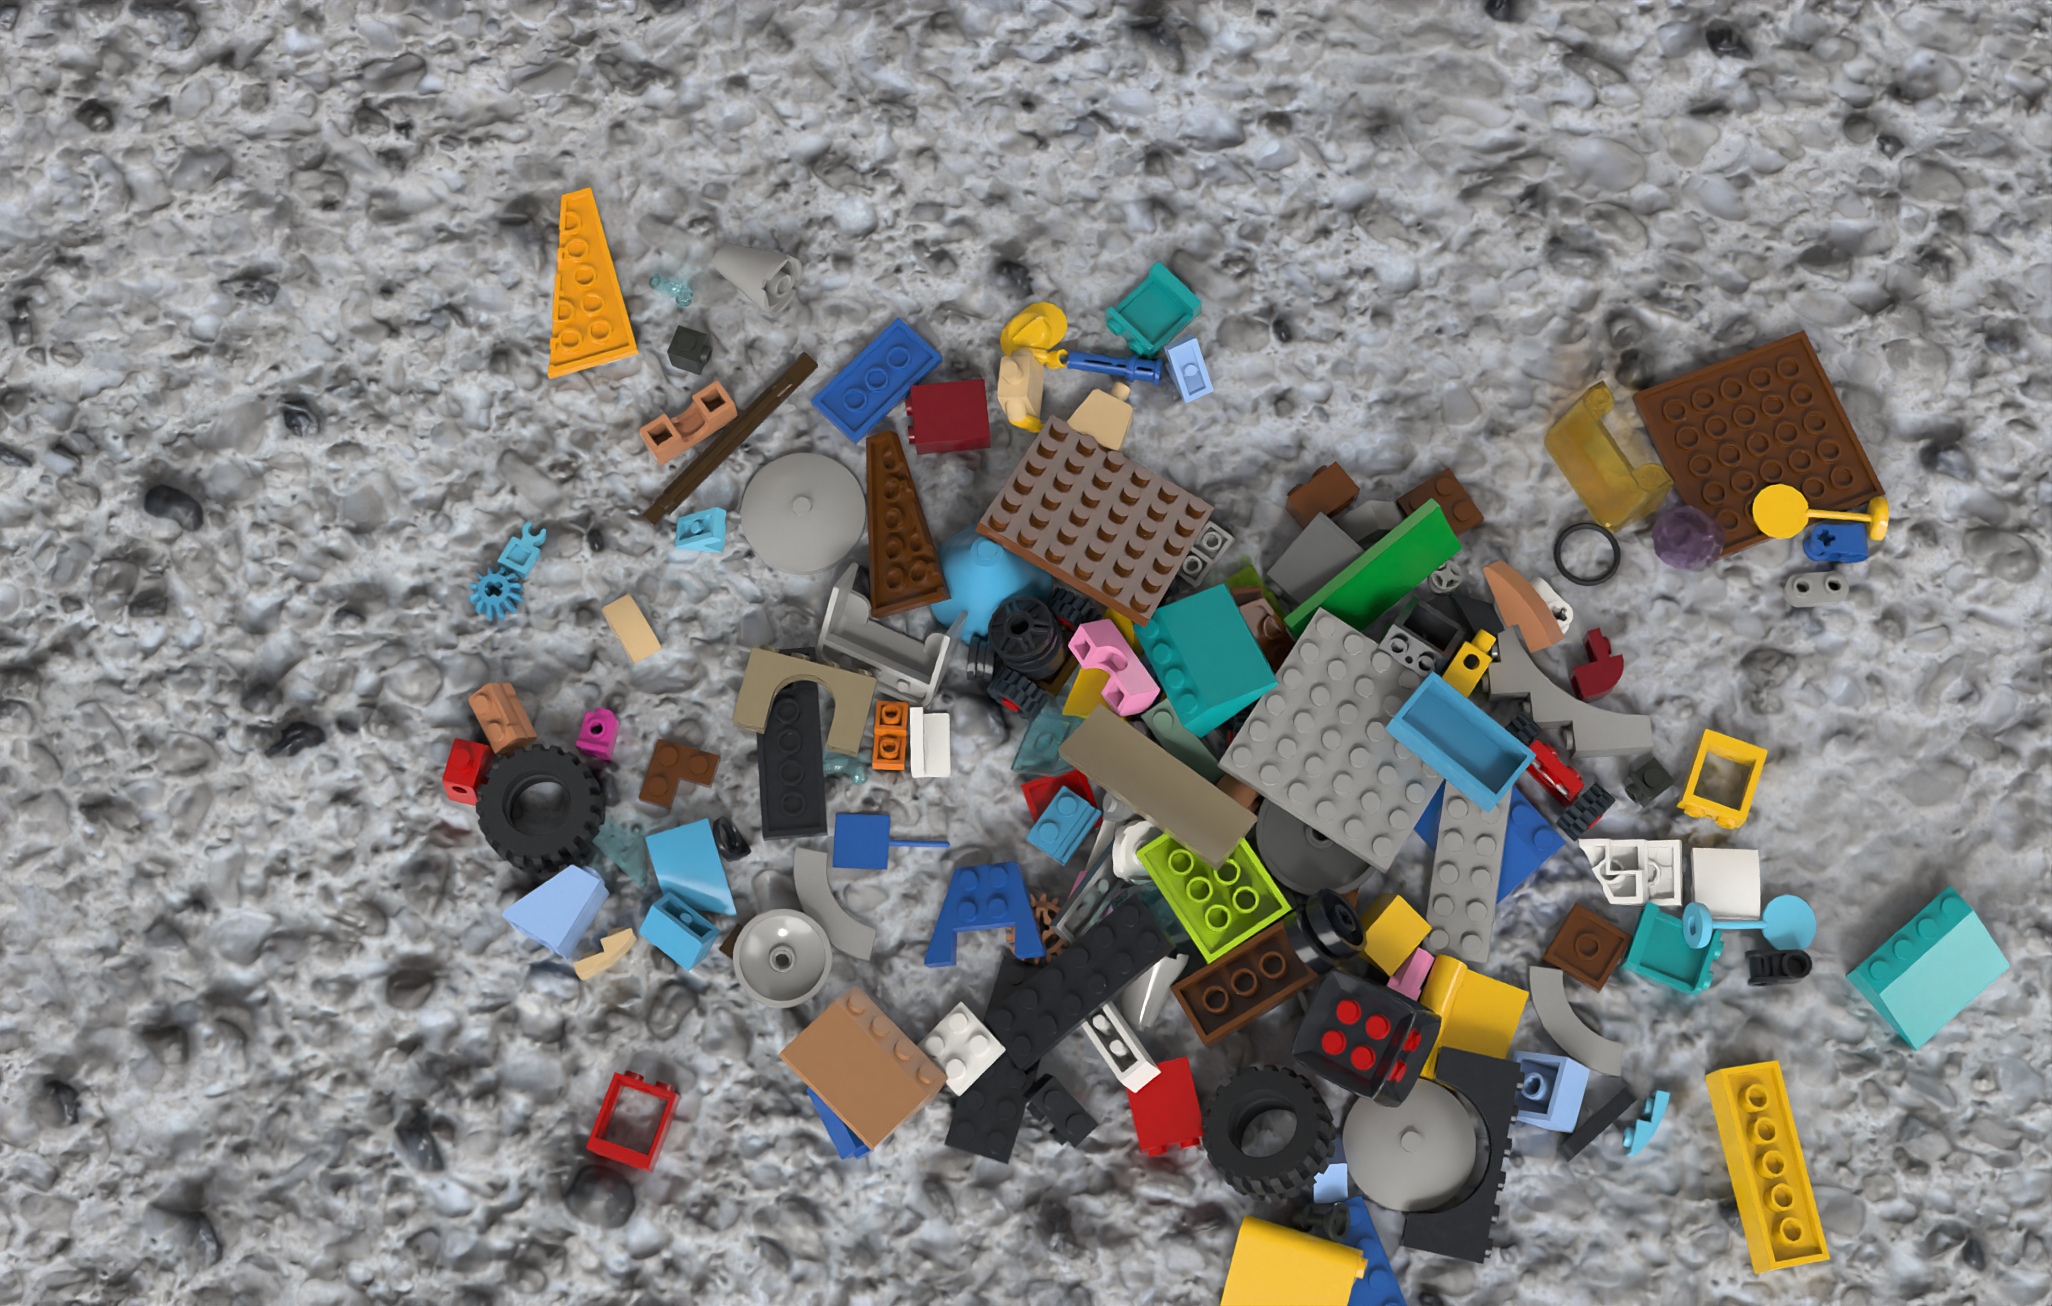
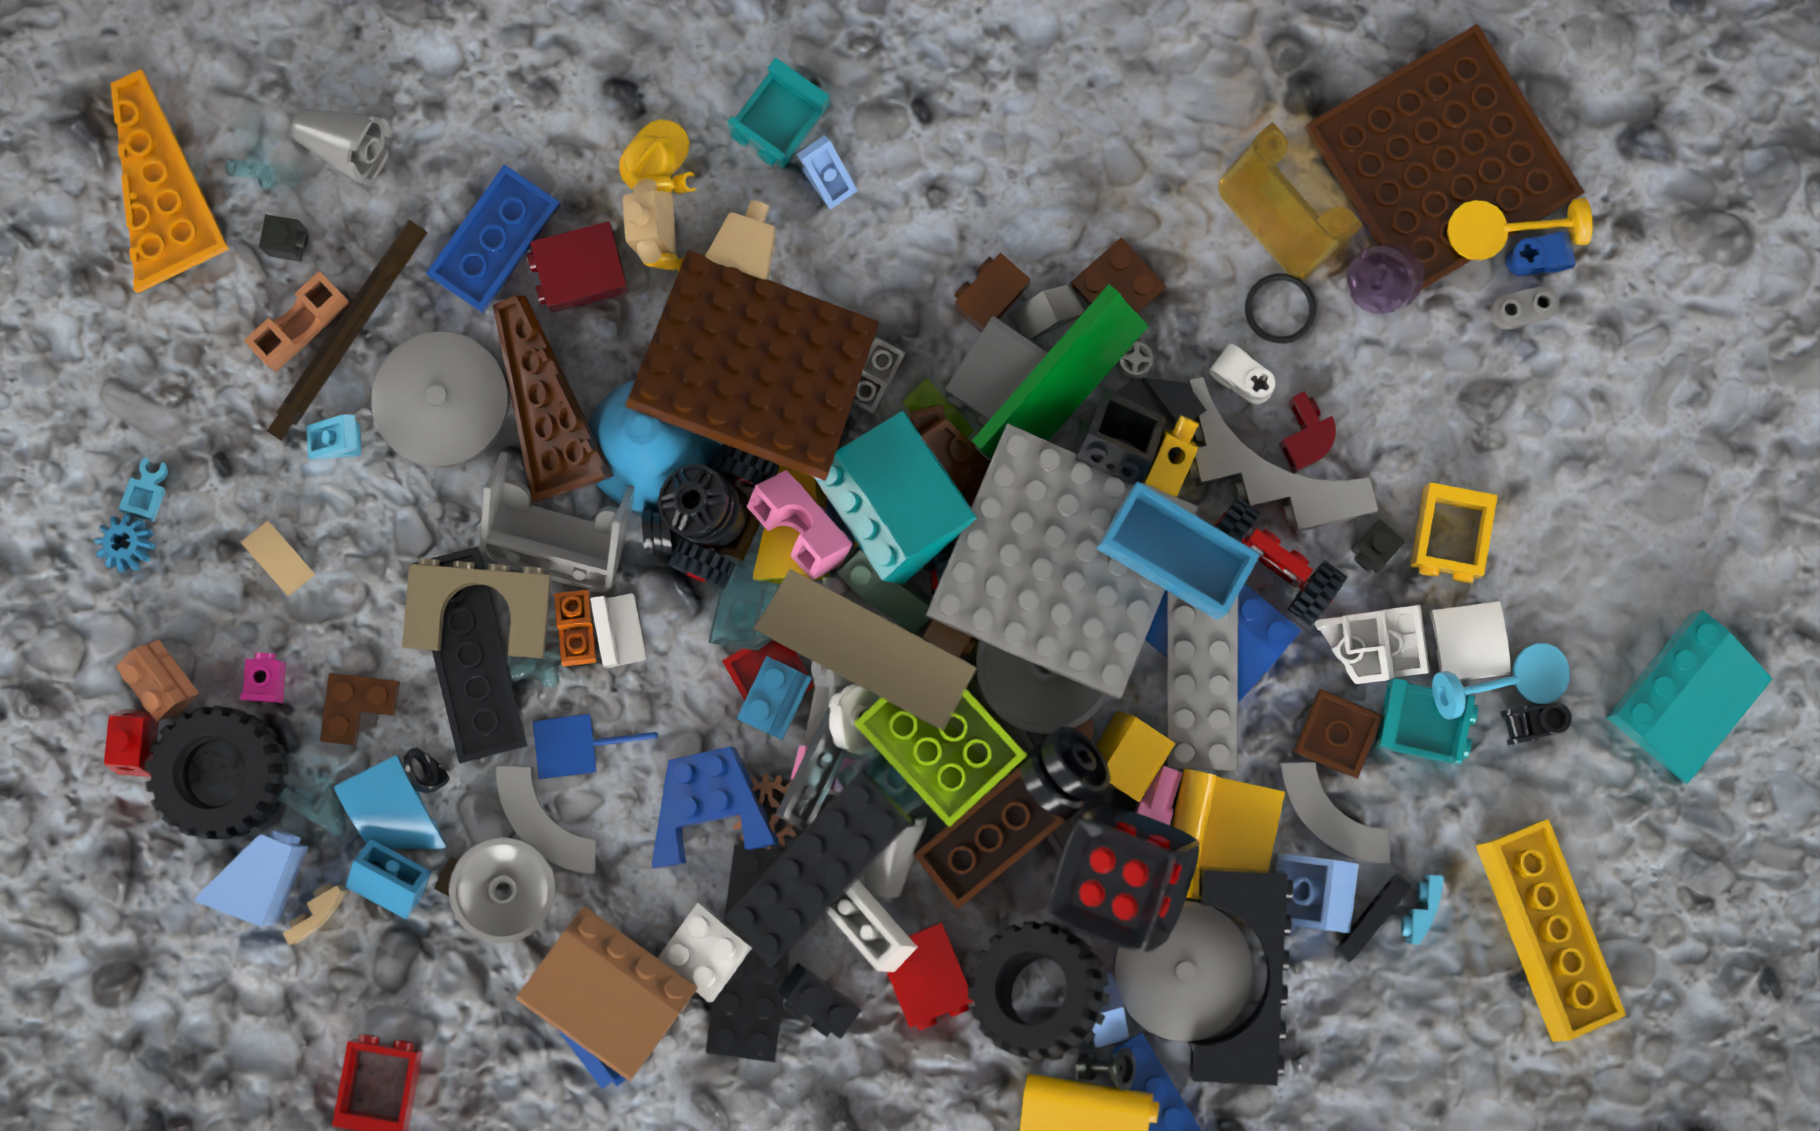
camera: 15 degrees left, 10 degrees up
(1078, 361) = (707, 180): blue pin -> none
(1522, 606) = (1221, 382): nougat slope -> none

